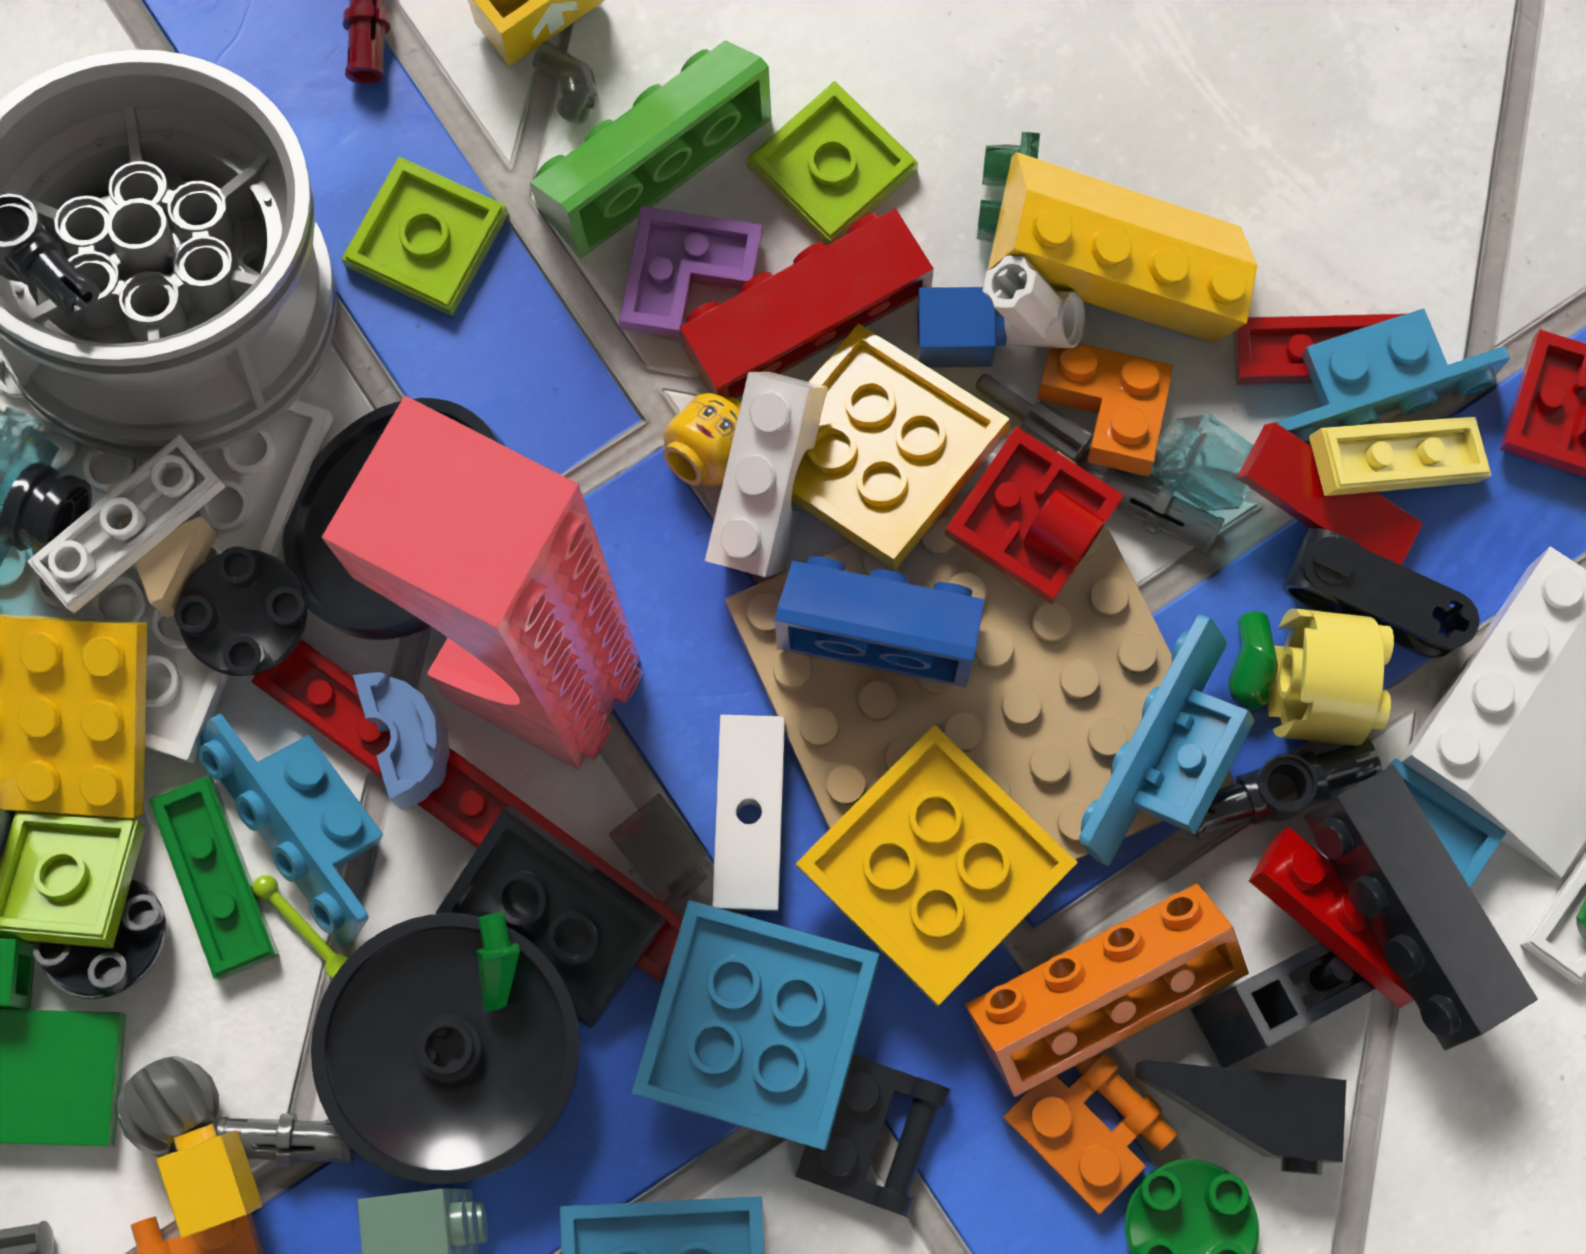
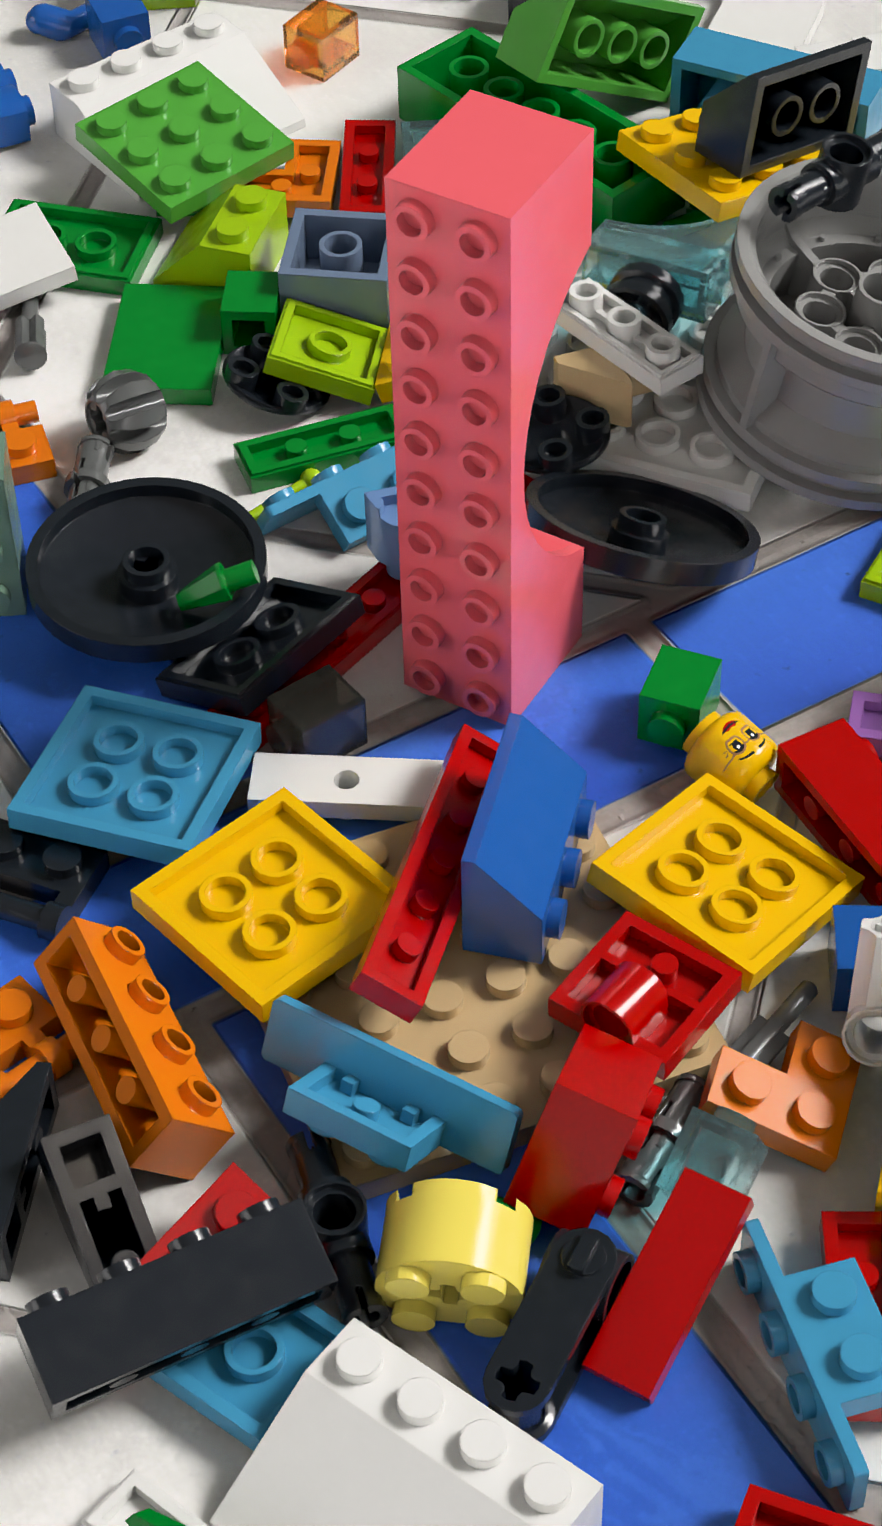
camera: 90 degrees right, 30 degrees down
(208, 1180) = (55, 415): yellow brick -> none
(629, 487) = (677, 695): none -> green brick
(754, 508) = (732, 761): white arch -> none
(915, 701) = (427, 886): none -> red plate
(1192, 555) = (590, 1120): none -> red brick
(1399, 455) = (726, 1360): light yellow tile -> none

